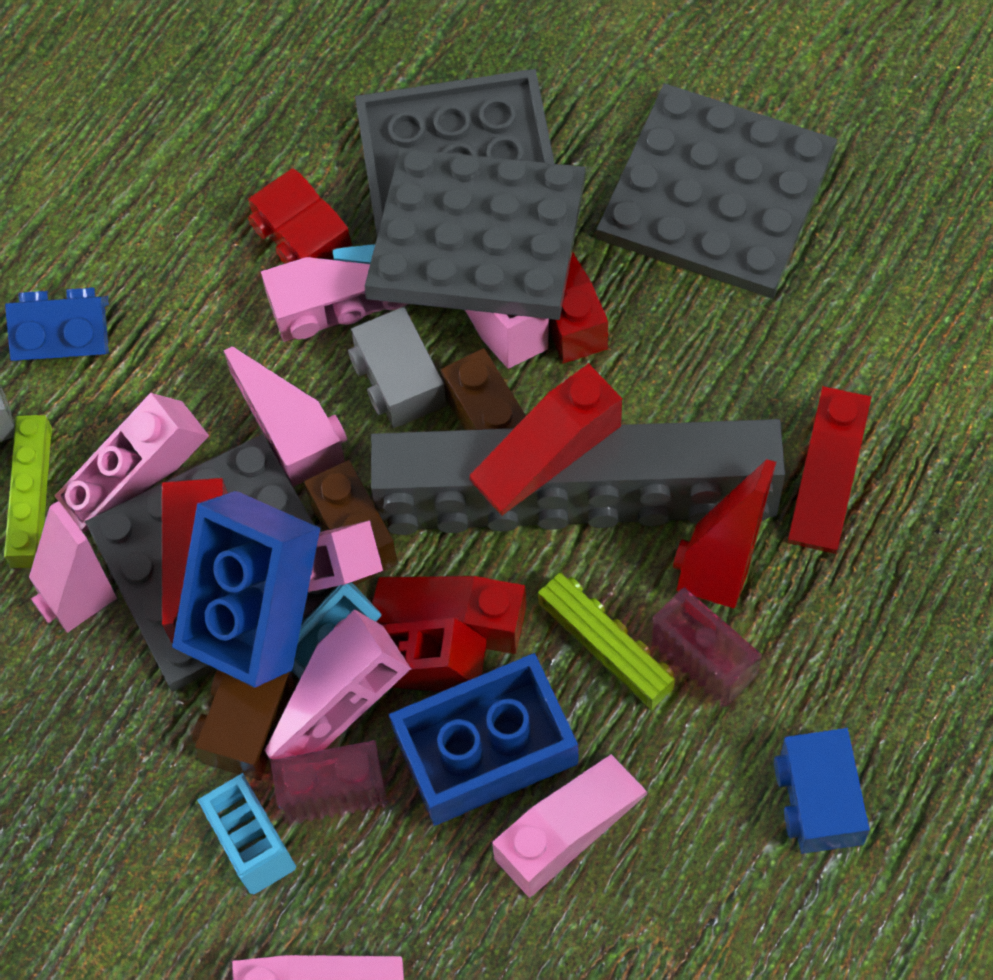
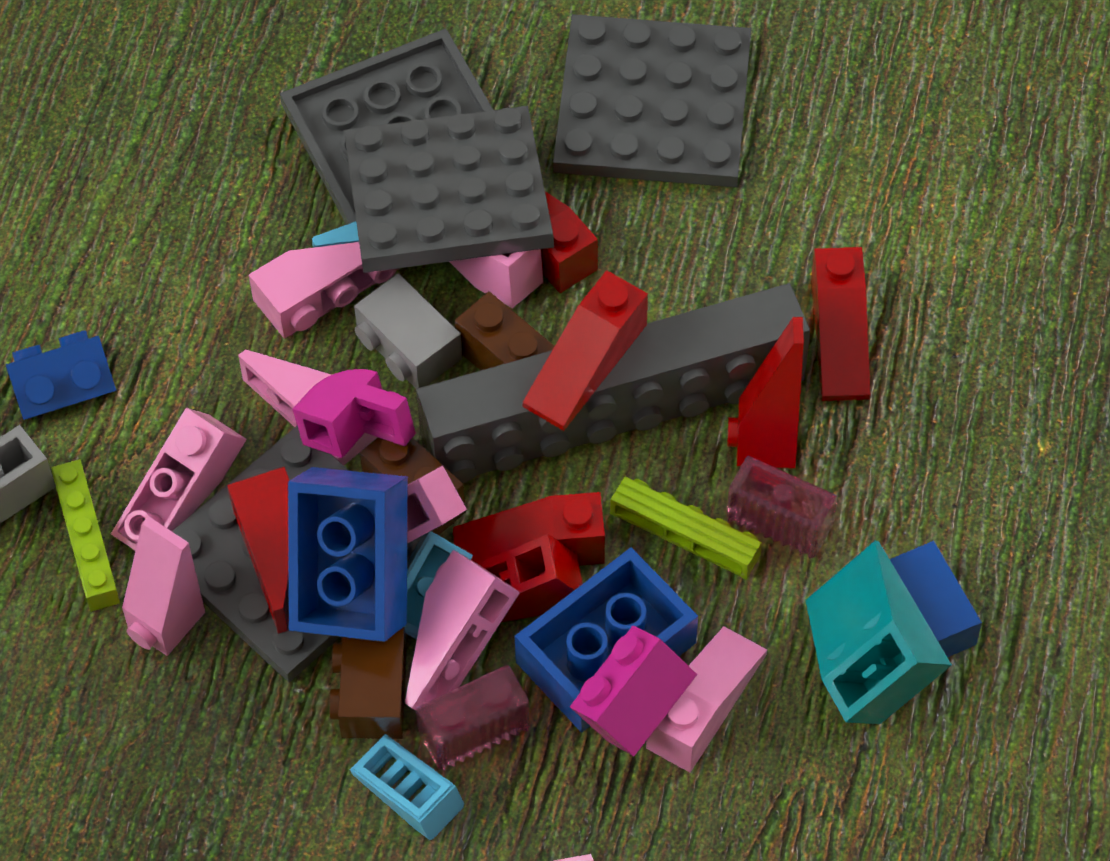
camera: 20 degrees left, 5 degrees down
(297, 219) = (263, 220): red brick -> none
(303, 433) = (346, 407): none -> dark pink brick
(484, 807) = (633, 690): none -> dark pink brick
(750, 816) = (872, 639): none -> teal slope

